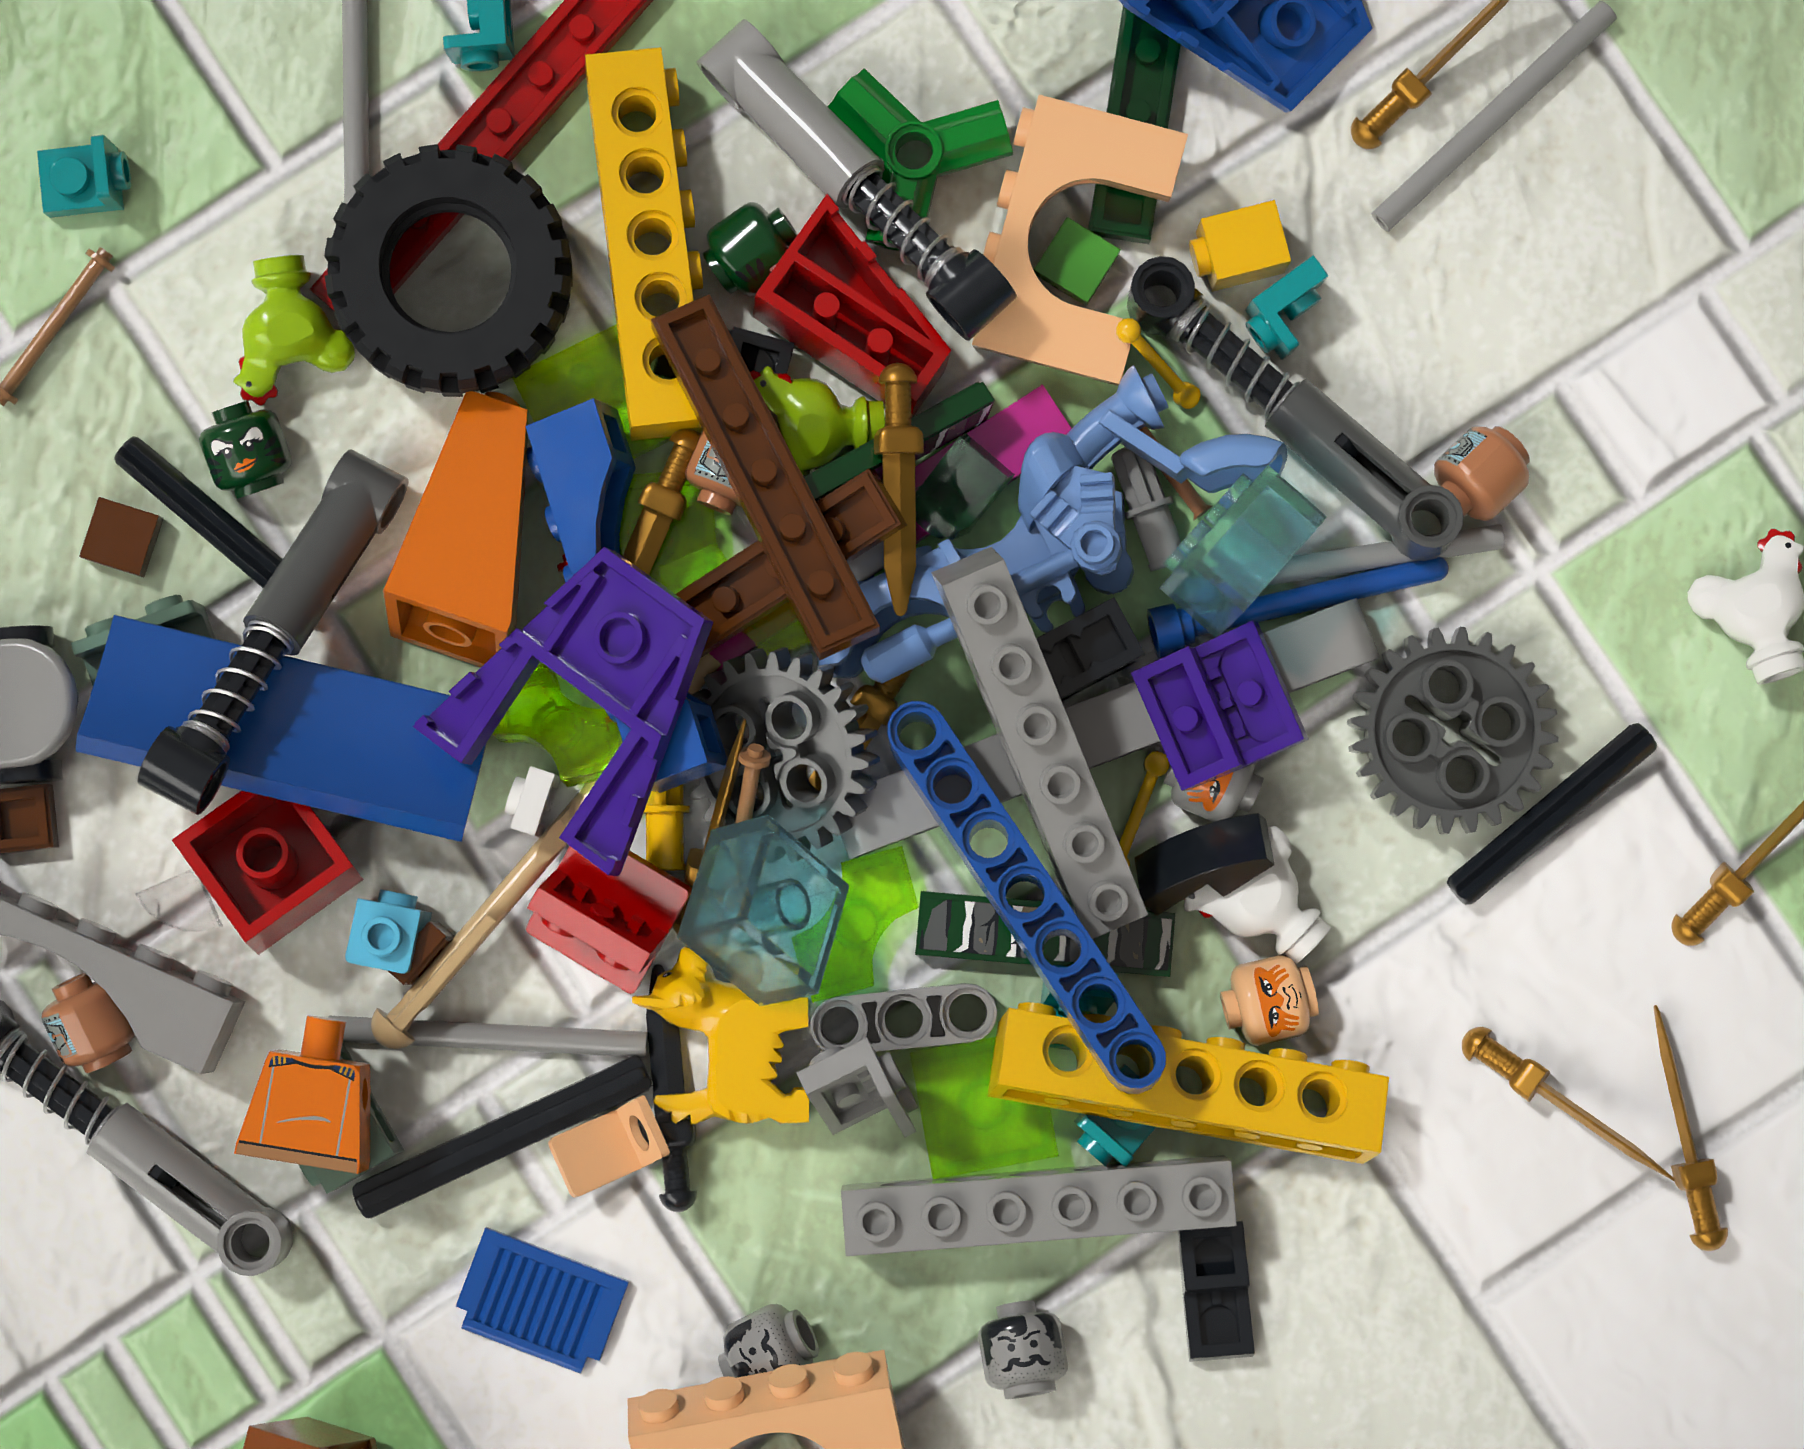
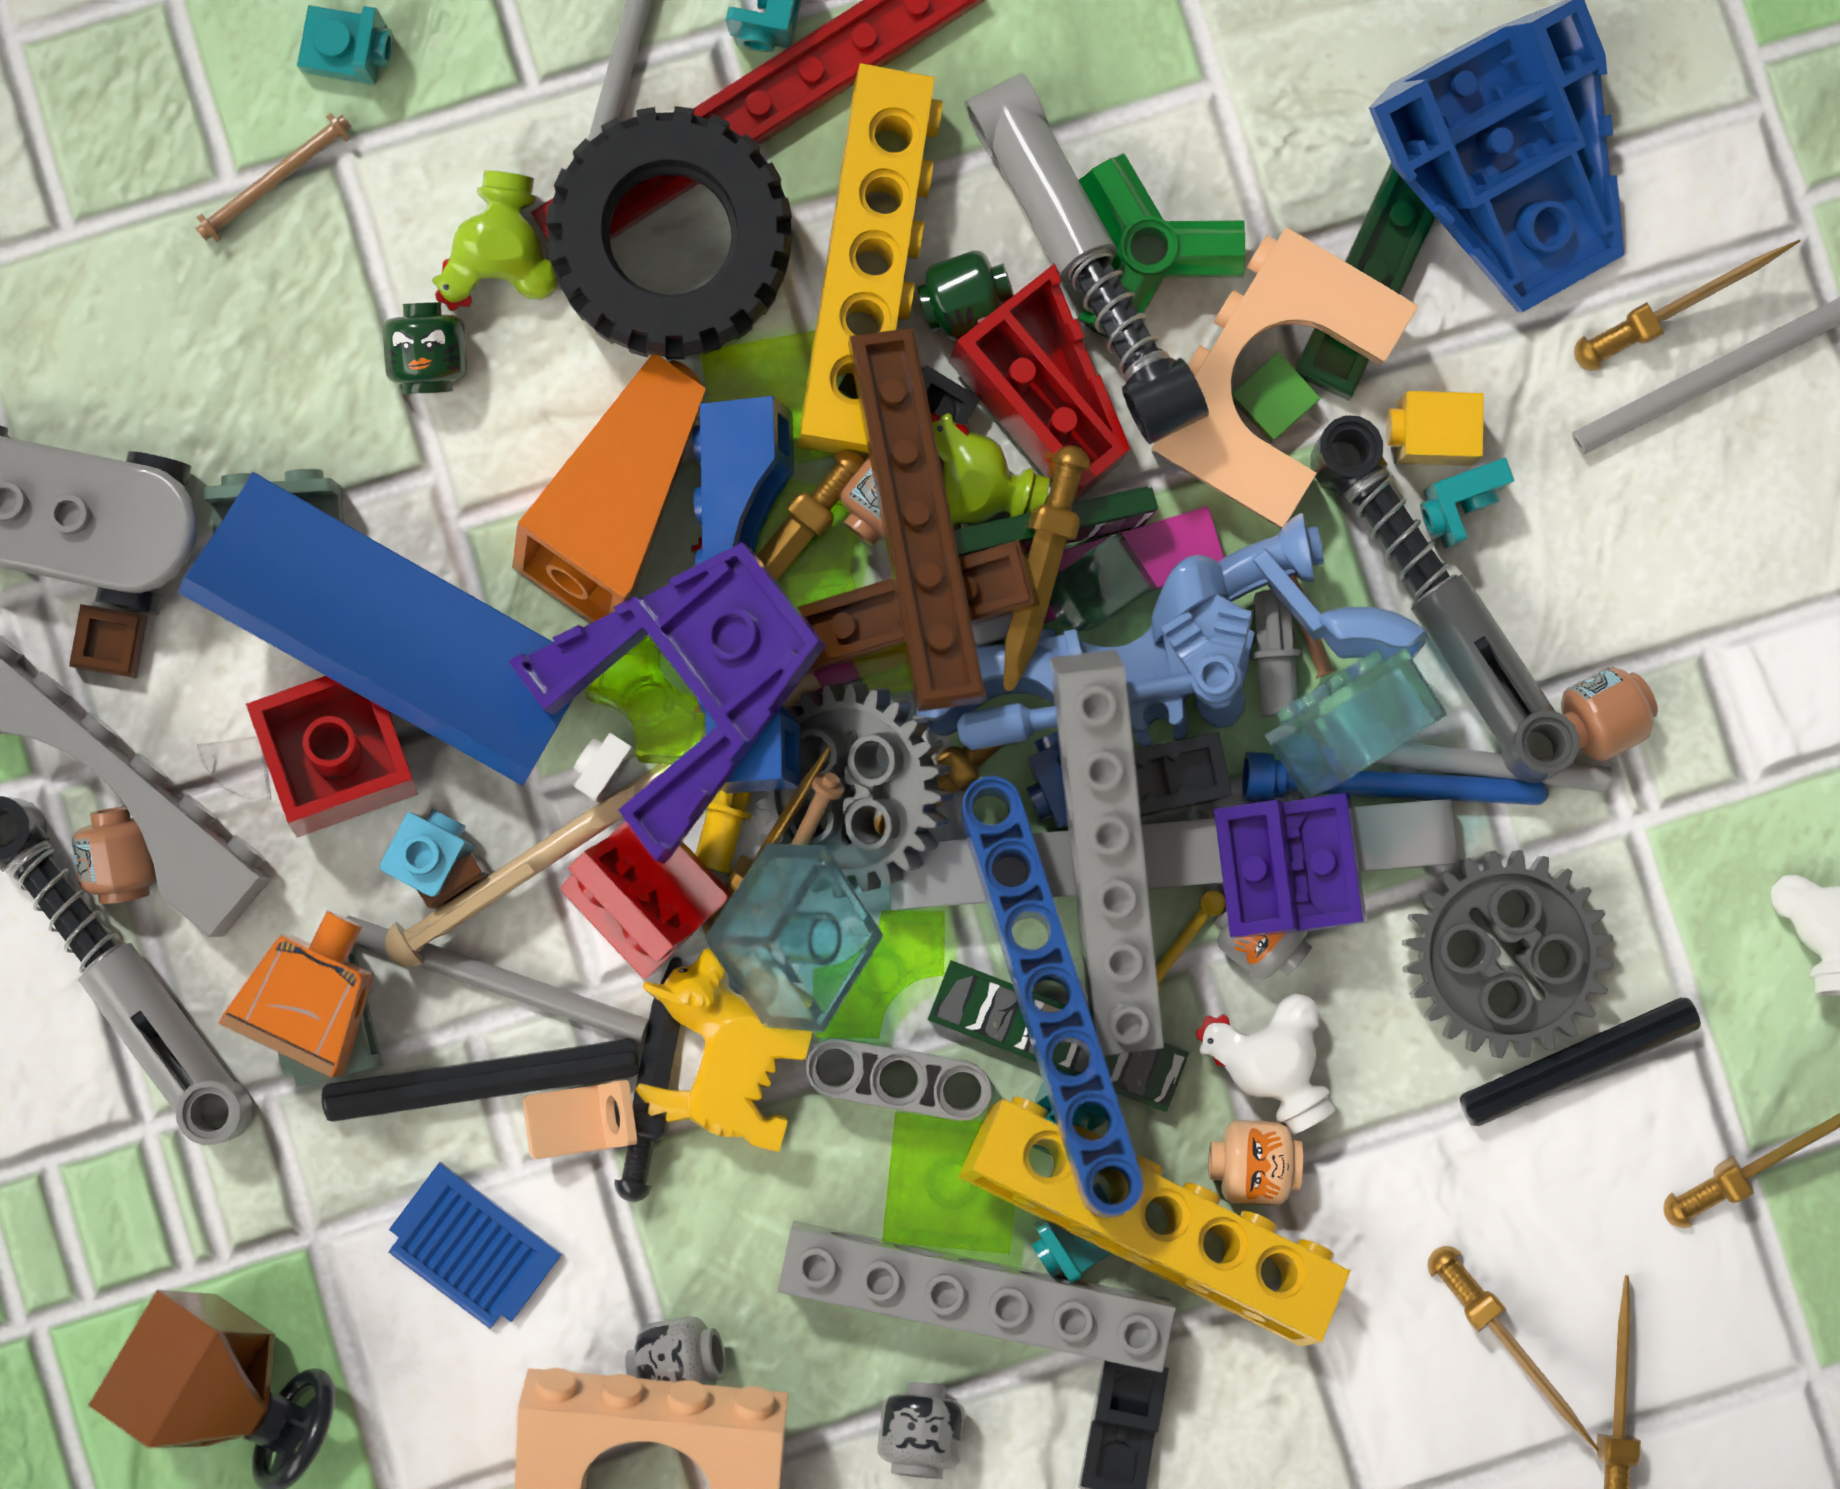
camera: 10 degrees right, 0 degrees up
(121, 537) = (282, 398): reddish brown tile -> none
(197, 510) = (377, 415): black axle -> none
(357, 503) = (517, 431): piece -> none
(856, 1084) = (834, 1129): light grey bracket -> none
(968, 702) = (1048, 791): none -> dark blue bracket
(1185, 393) = (1342, 554): yellow hinge -> none
(1214, 854) = (1245, 1007): black slope -> none

